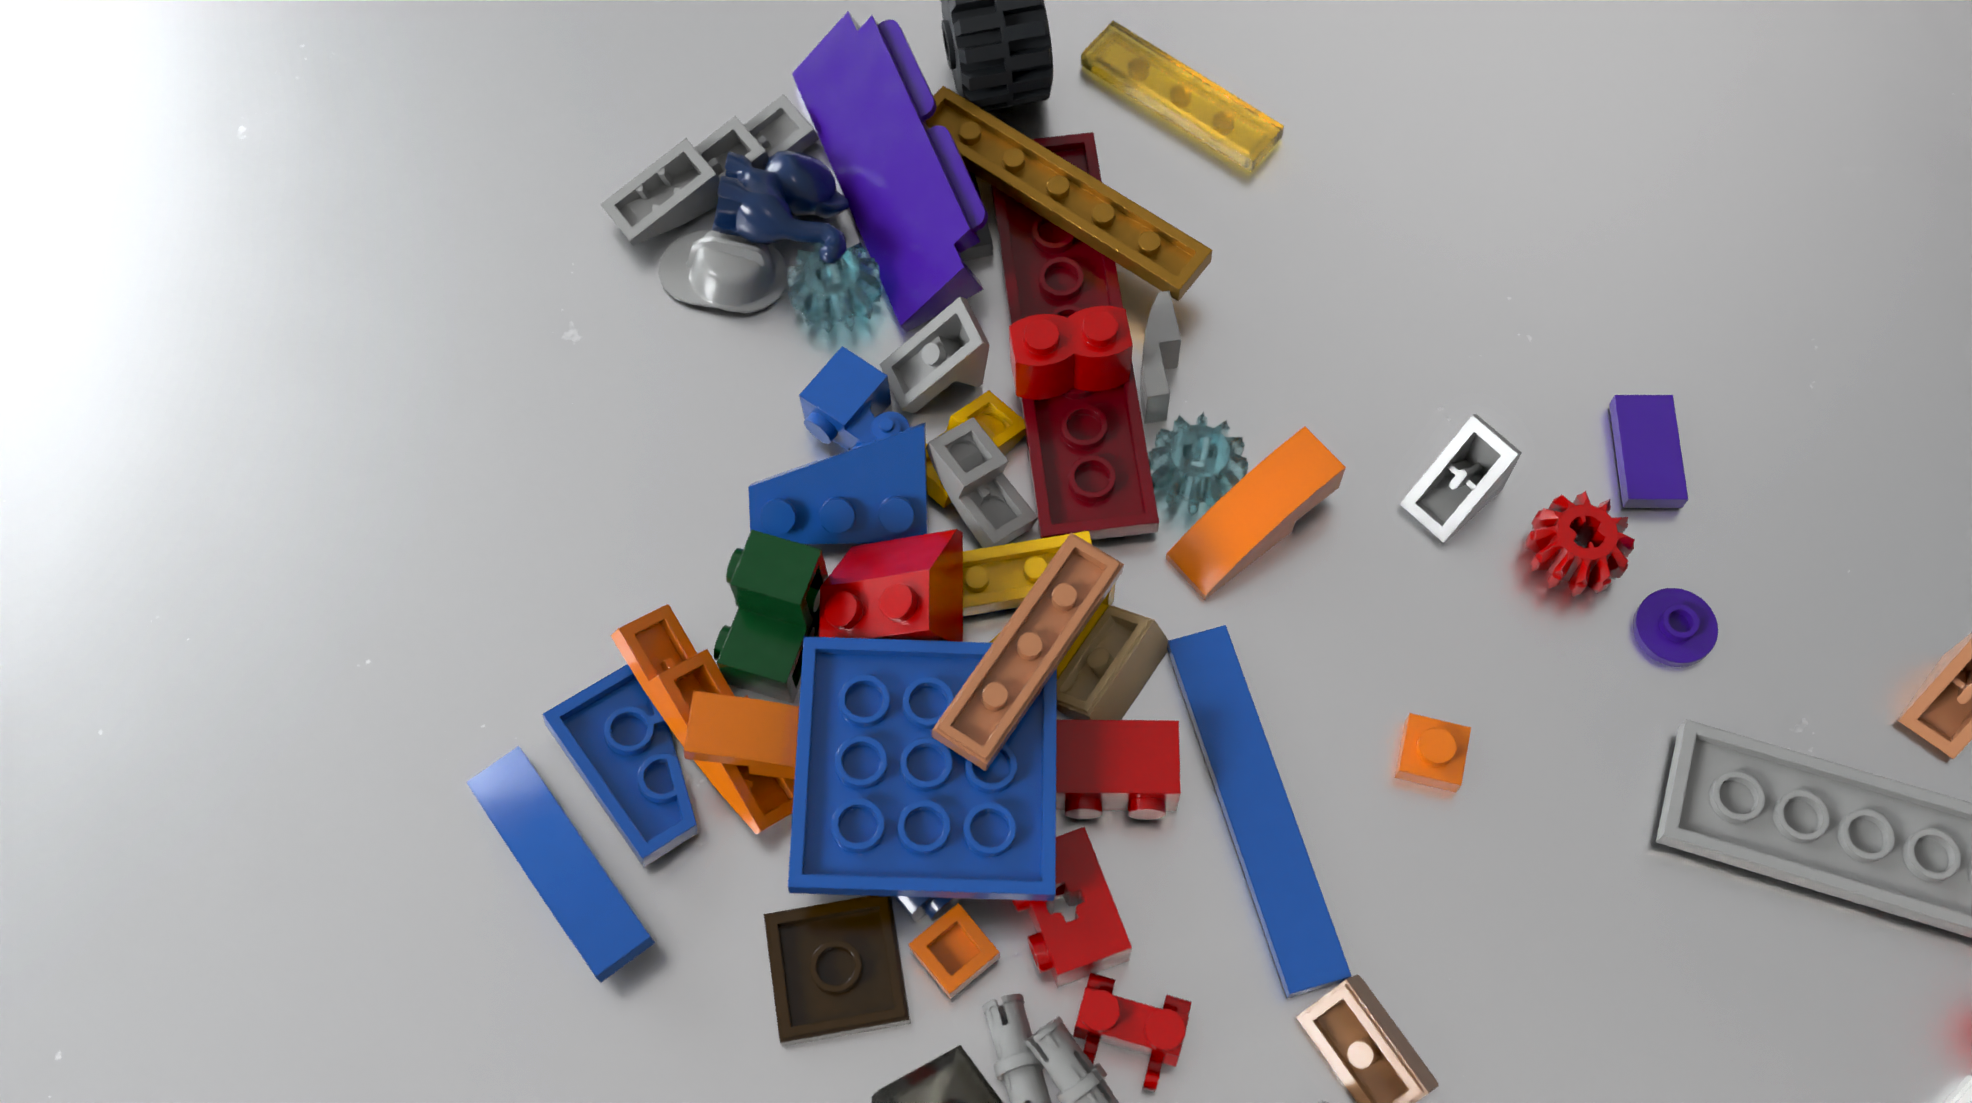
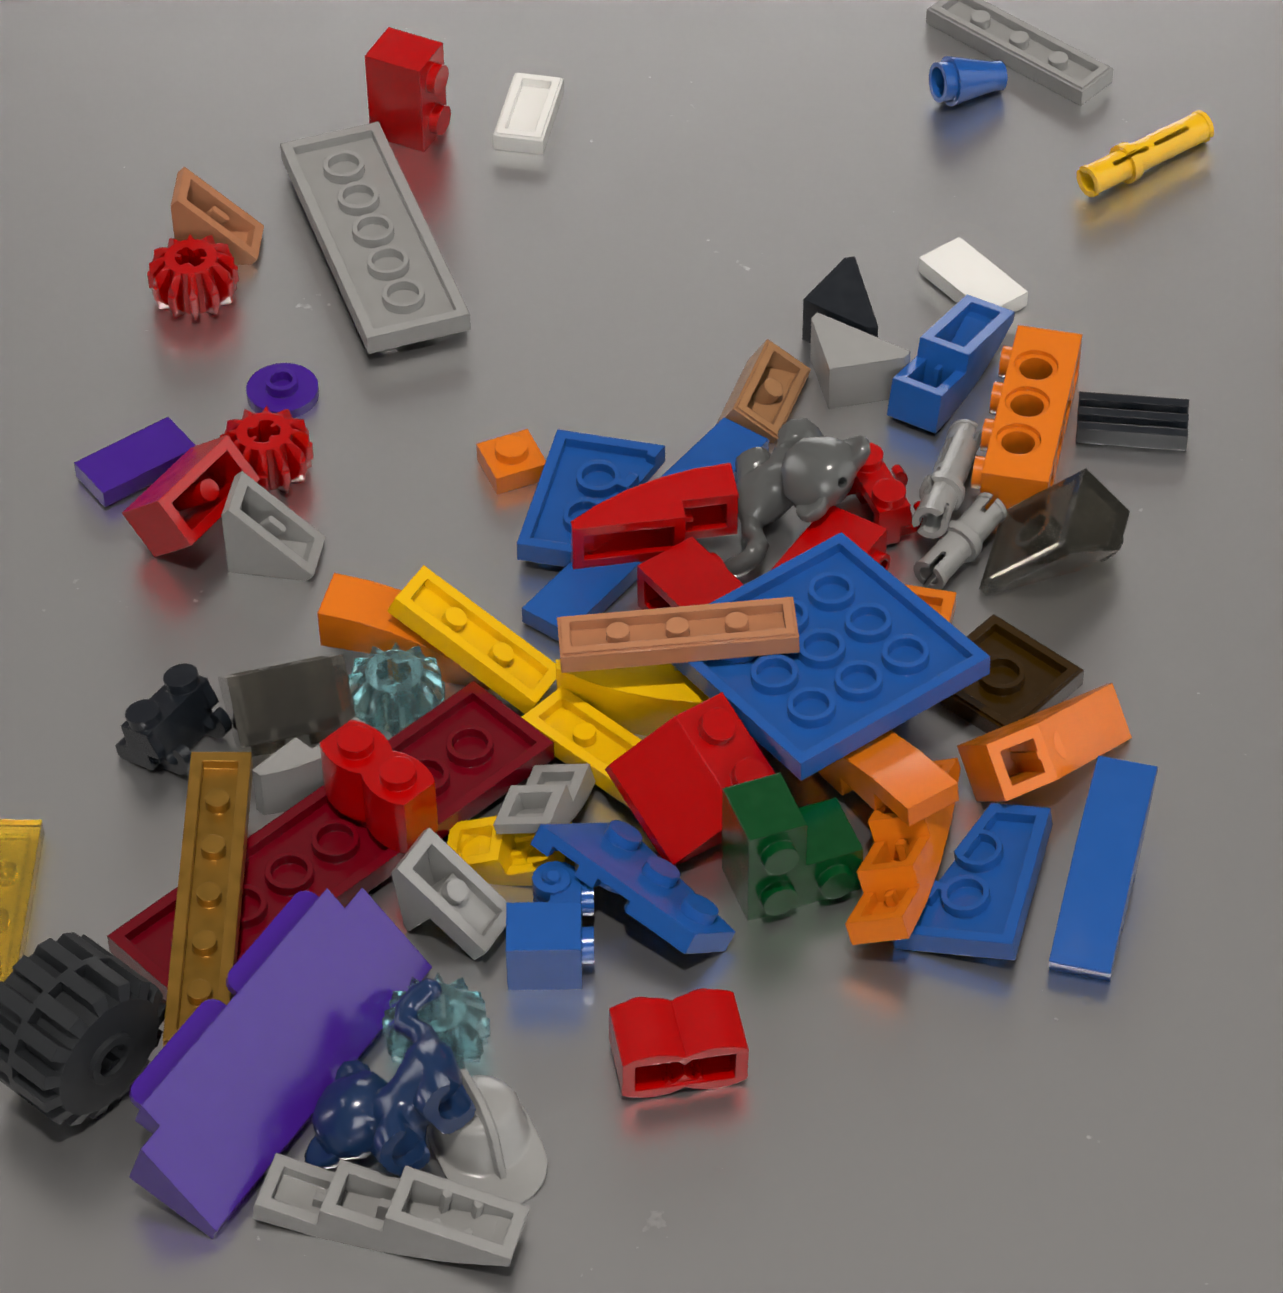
camera: 130 degrees left, 20 degrees down
(680, 425) = (678, 1043): none -> red brick
(709, 911) = (1044, 745): none -> orange slope
(1196, 537) = (474, 639): none -> yellow plate
(1198, 939) = (801, 472): none -> dark grey animal
(1228, 791) = (656, 517): none -> red slope
(1253, 376) = (287, 702): none -> clear smoke slope
(1287, 291) = (172, 721): none -> black piece
(1338, 773) = (575, 478): none -> blue wing
(1551, 432) = (187, 496): none -> red brick
(1890, 630) = (193, 276): none -> red gear

